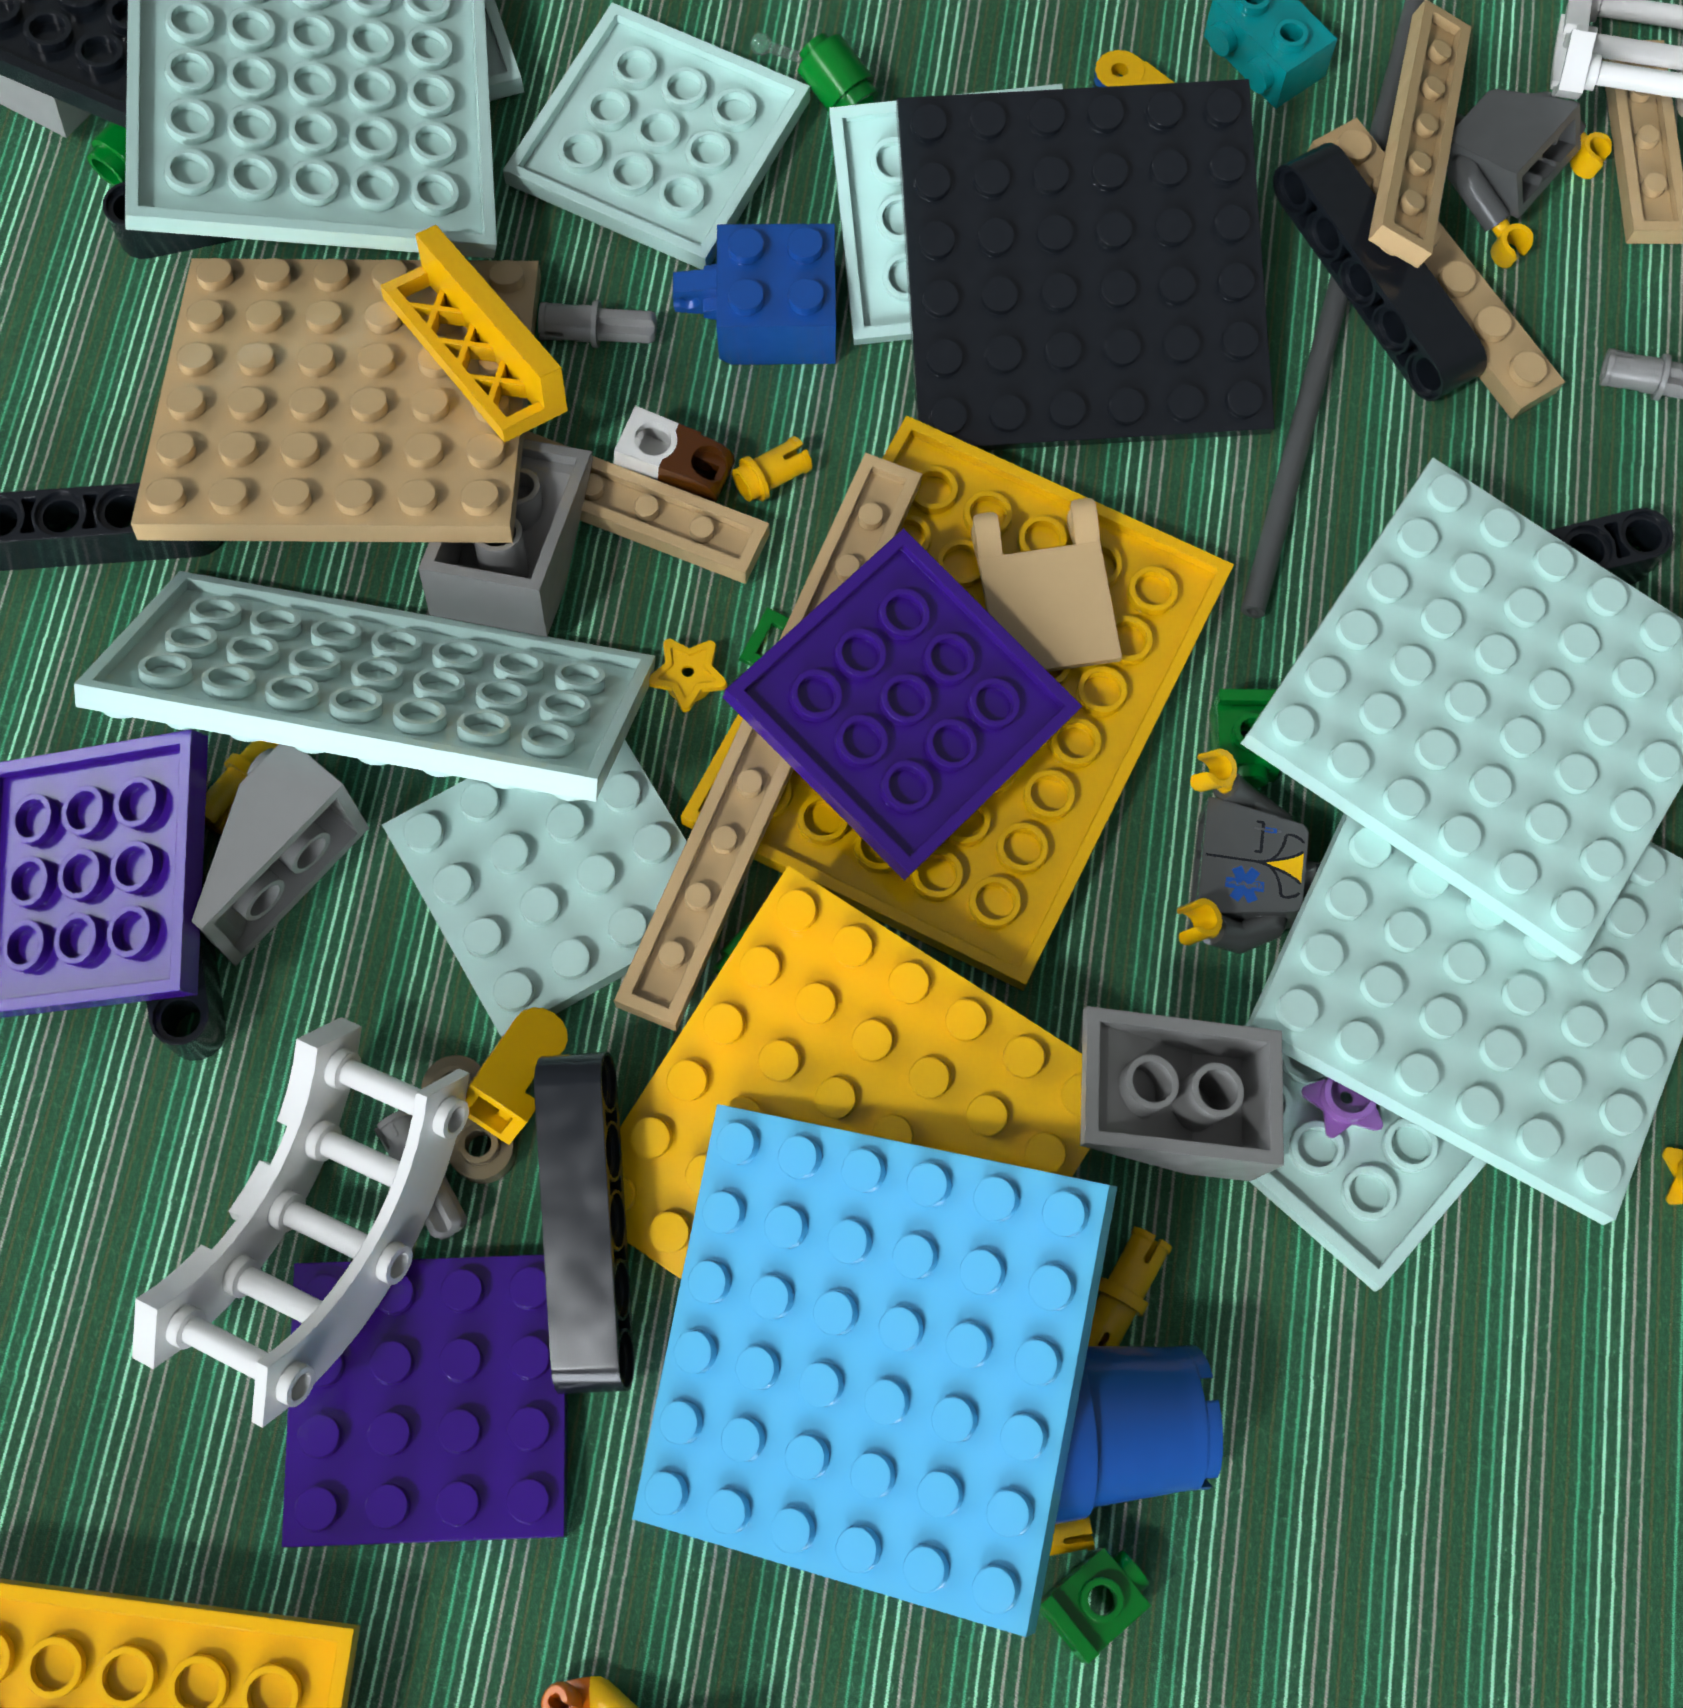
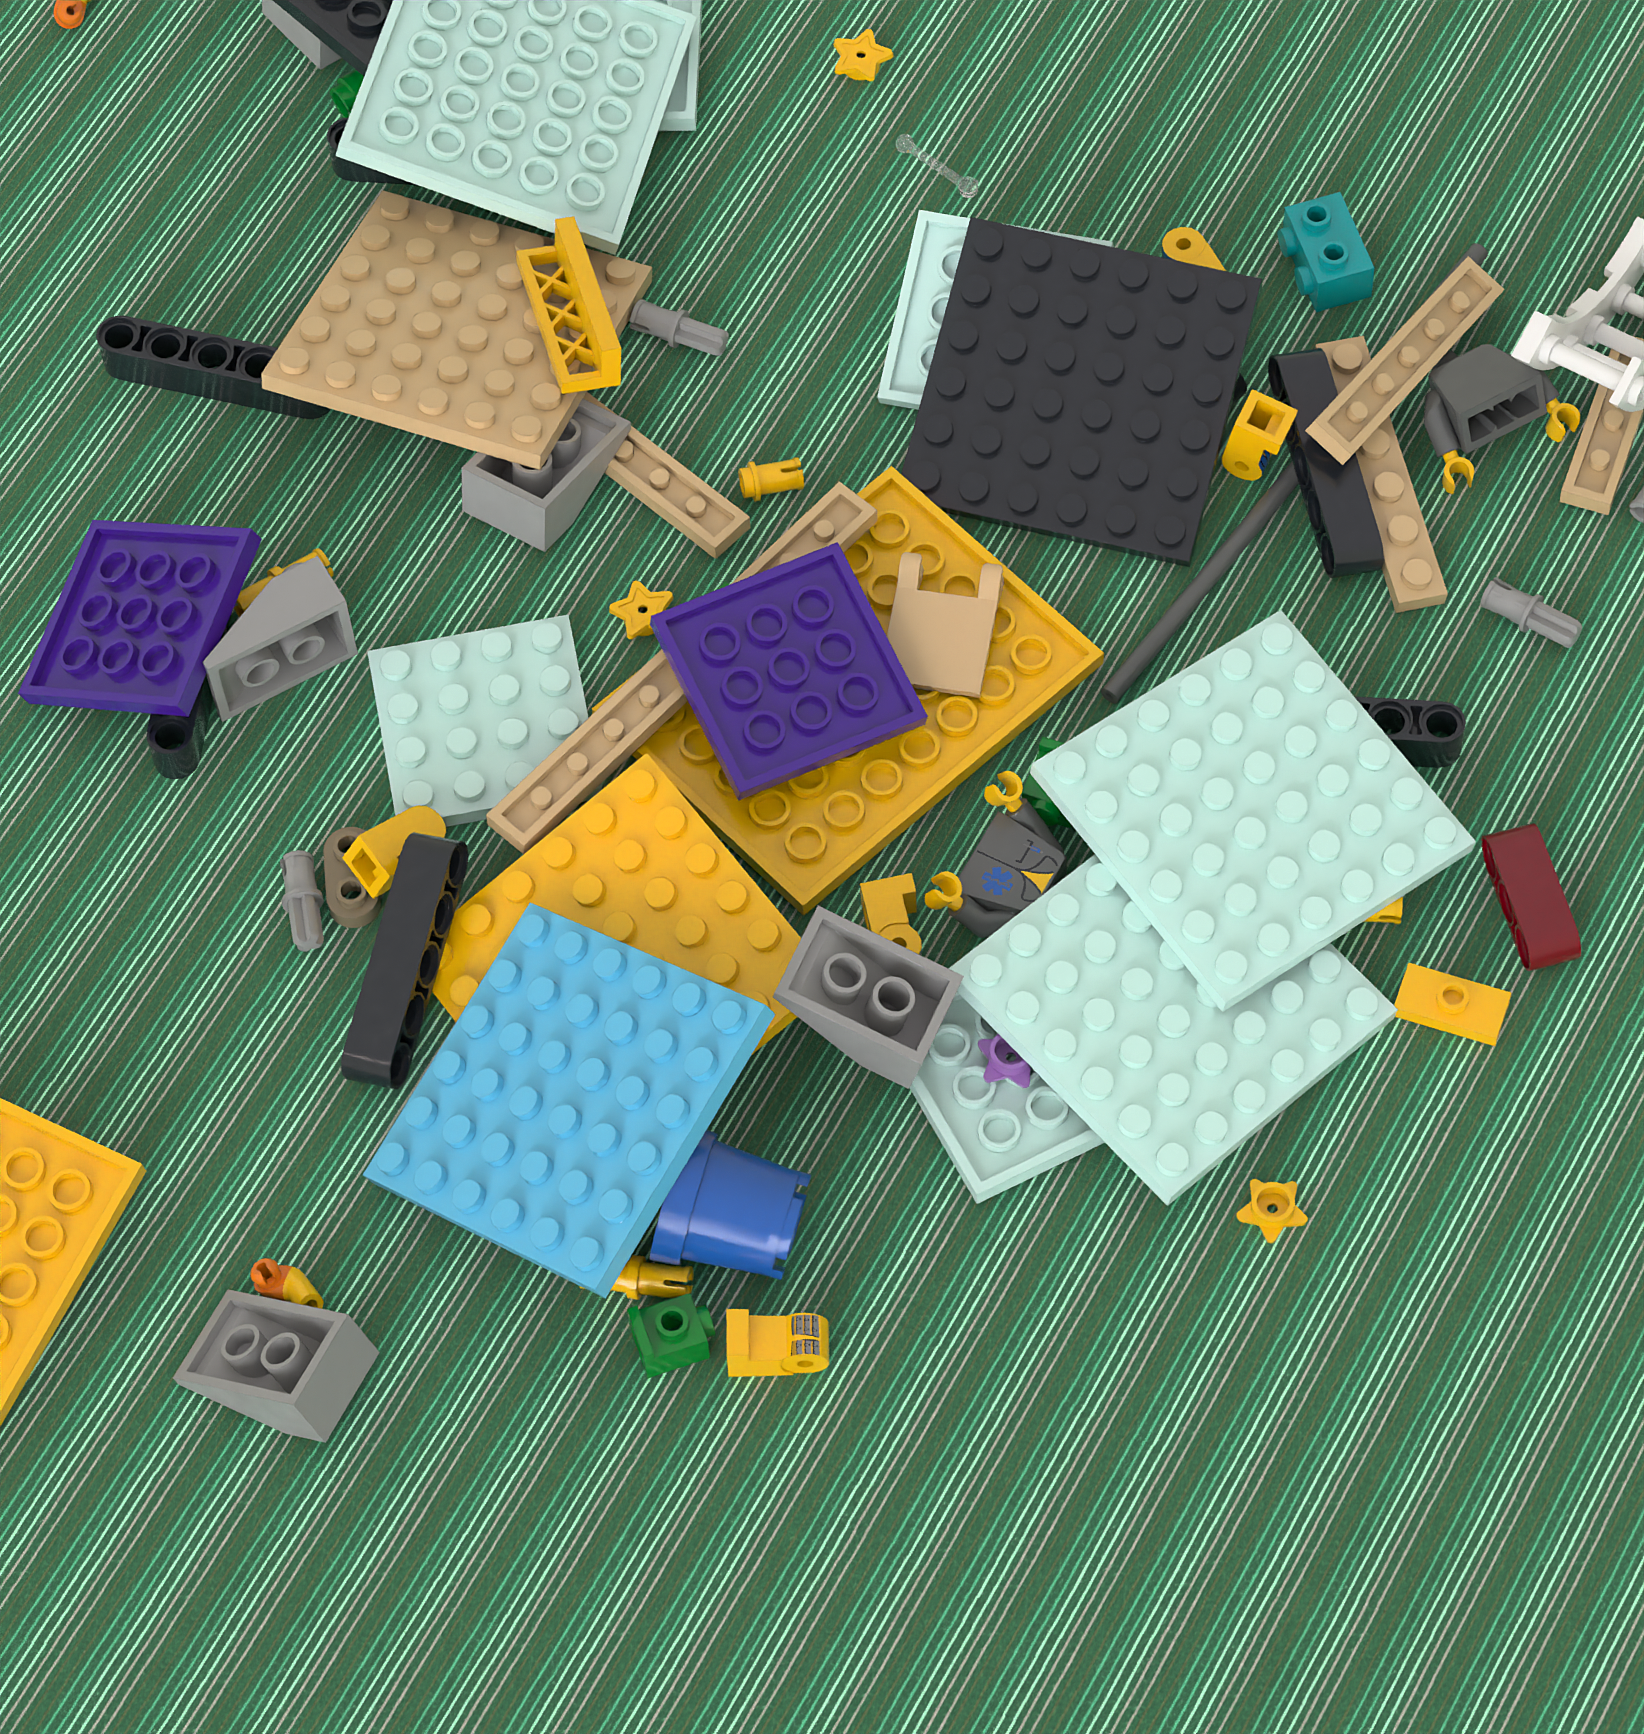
camera: 25 degrees right, 10 degrees down
(273, 1202) = (191, 882): white fence -> none
(373, 685) = (399, 541): light aqua plate -> none
(433, 1414) = (243, 1056): dark purple plate -> none
(657, 135) = (788, 194): light aqua plate -> none
(673, 454) = (695, 444): leg -> none
(767, 293) = (822, 343): blue hinge -> none
(836, 72) = (951, 184): green brick -> none
(1126, 1287) = (784, 1141): yellow pin -> none
(1131, 970) = (886, 909): none -> yellow leg
(1223, 1570) = (776, 1344): none -> yellow leg
(1298, 257) = (1257, 435): none -> yellow leg

